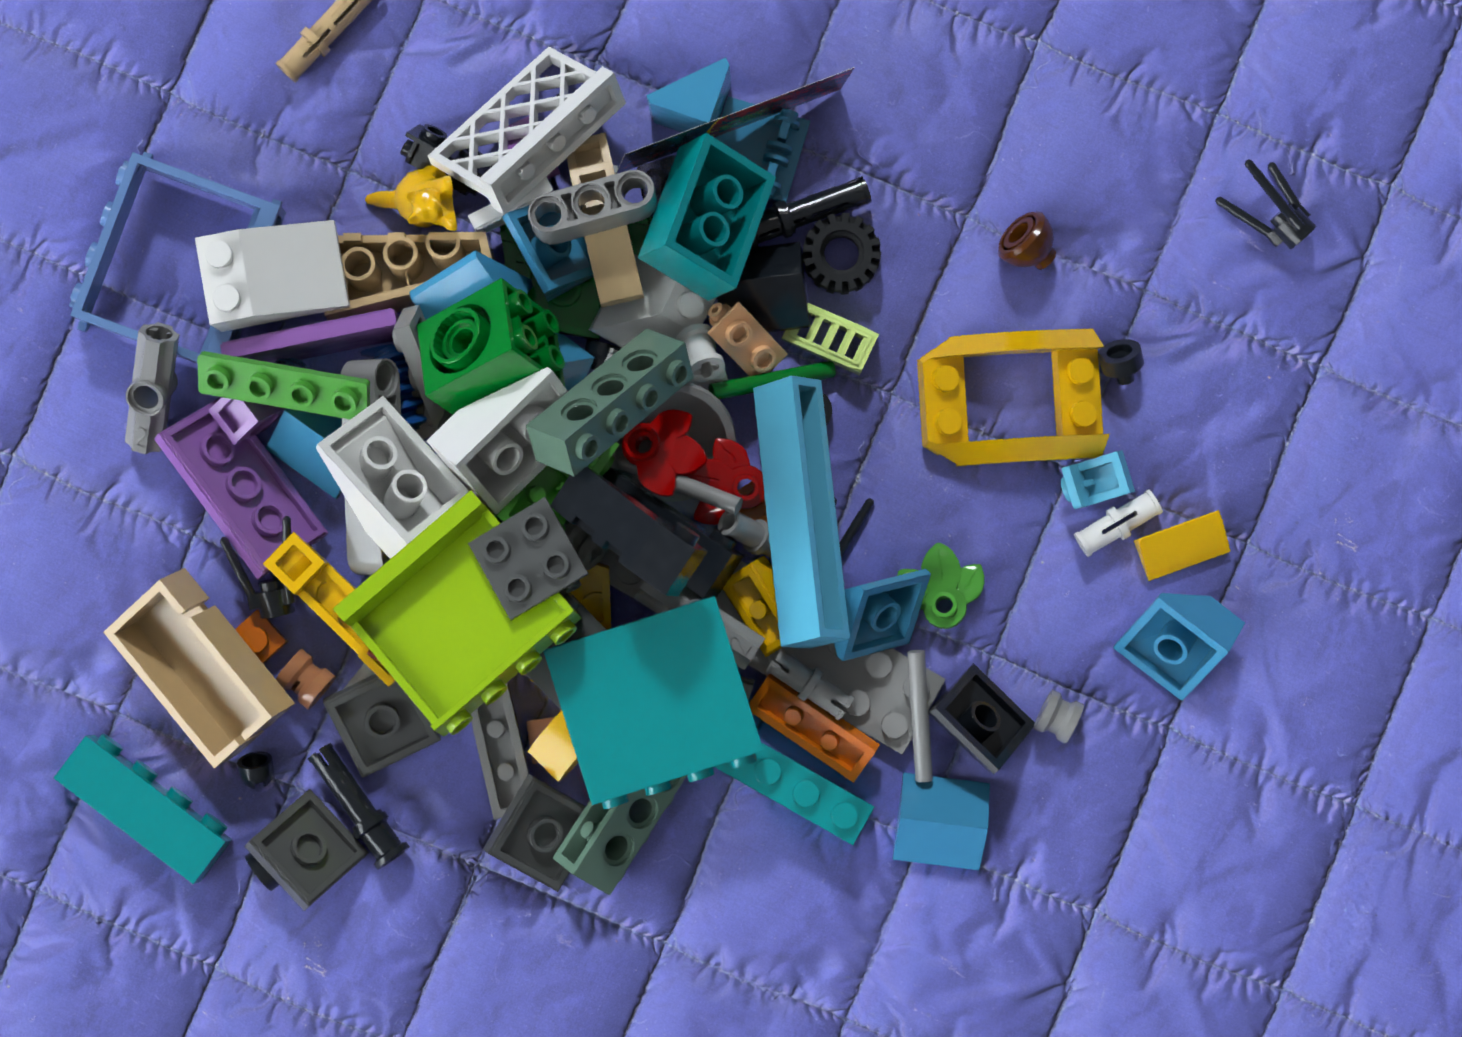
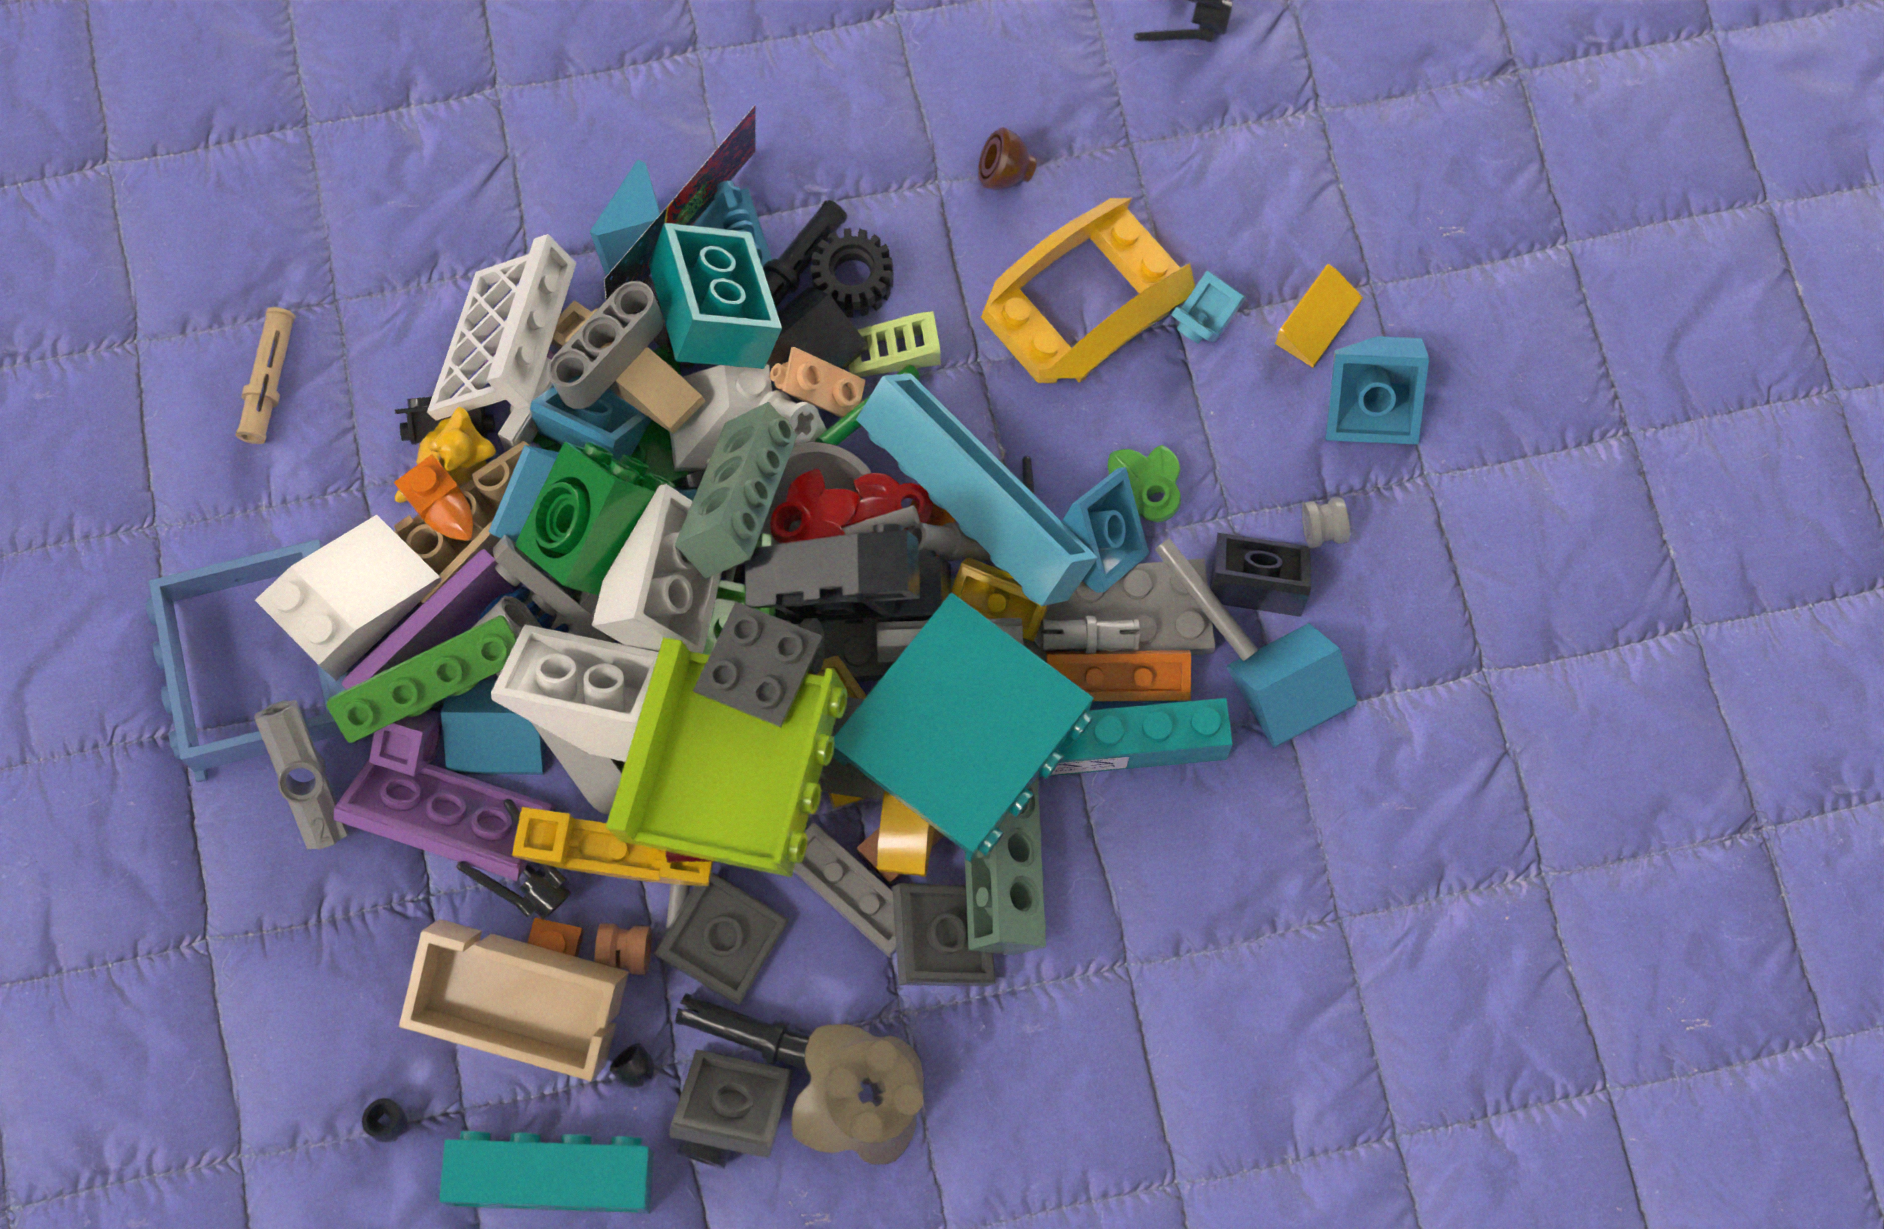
camera: 35 degrees left, 15 degrees down
(45, 688) = (375, 1112): none -> black hinge
(388, 237) = (437, 499): none -> orange plate
(401, 878) = (829, 1109): none -> dark tan brick
(1121, 360) = (1154, 204): black tile -> none
(1144, 508) = (1262, 309): white pin -> none

